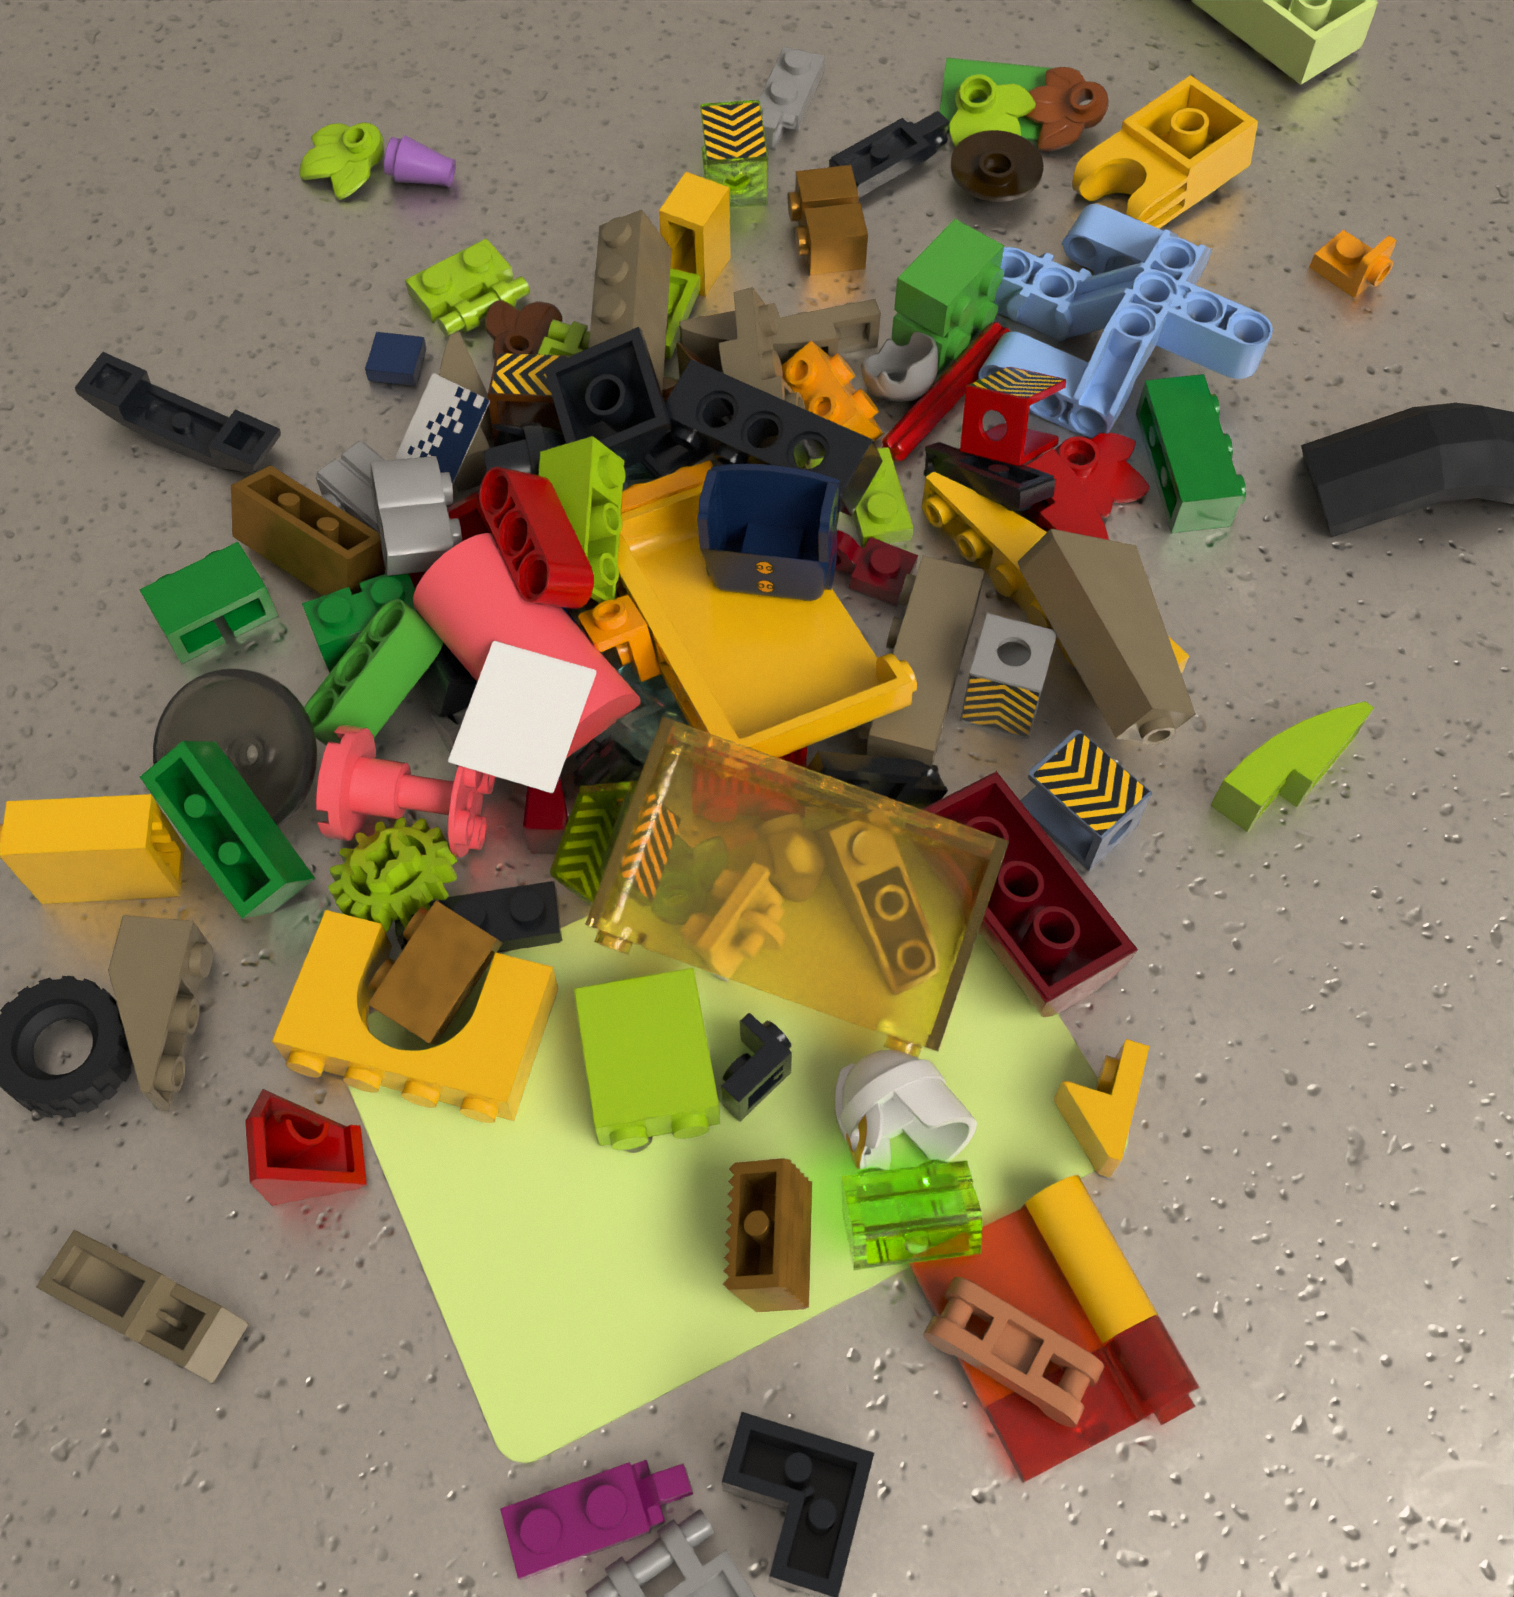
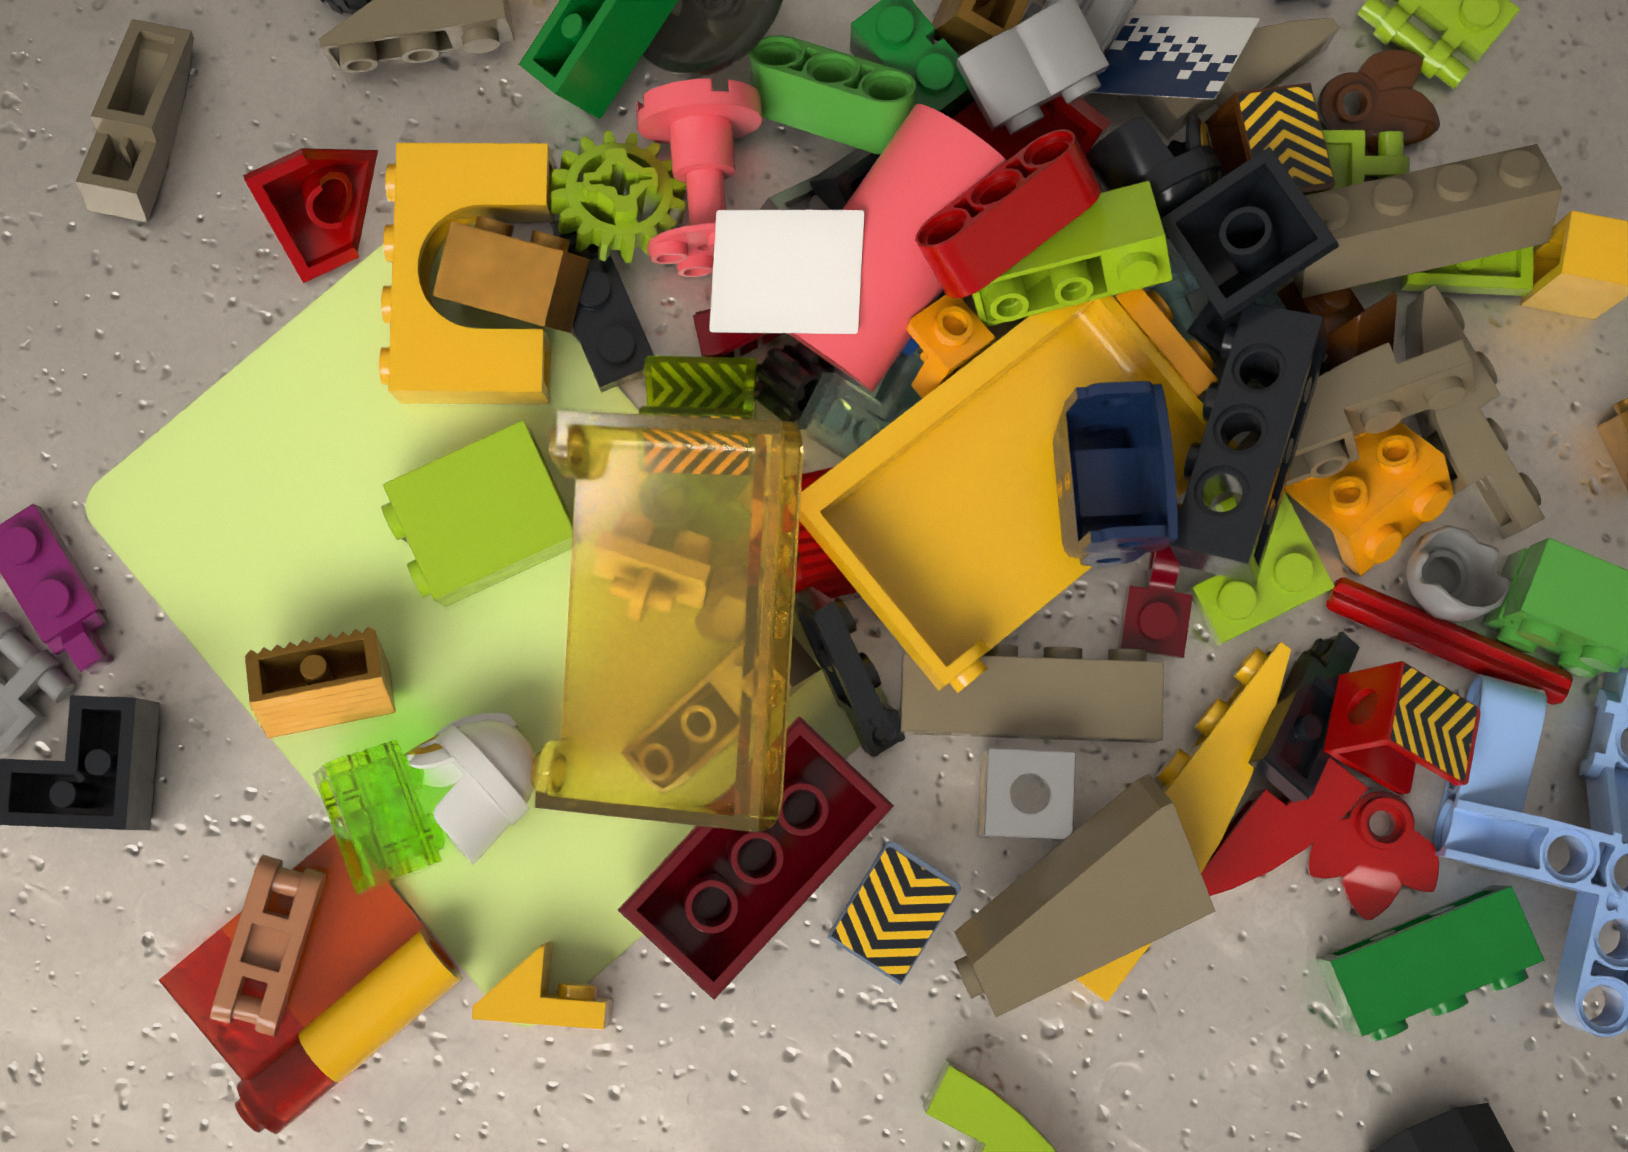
camera: 80 degrees right, 20 degrees up
(755, 1077) = (487, 626): black bracket -> none

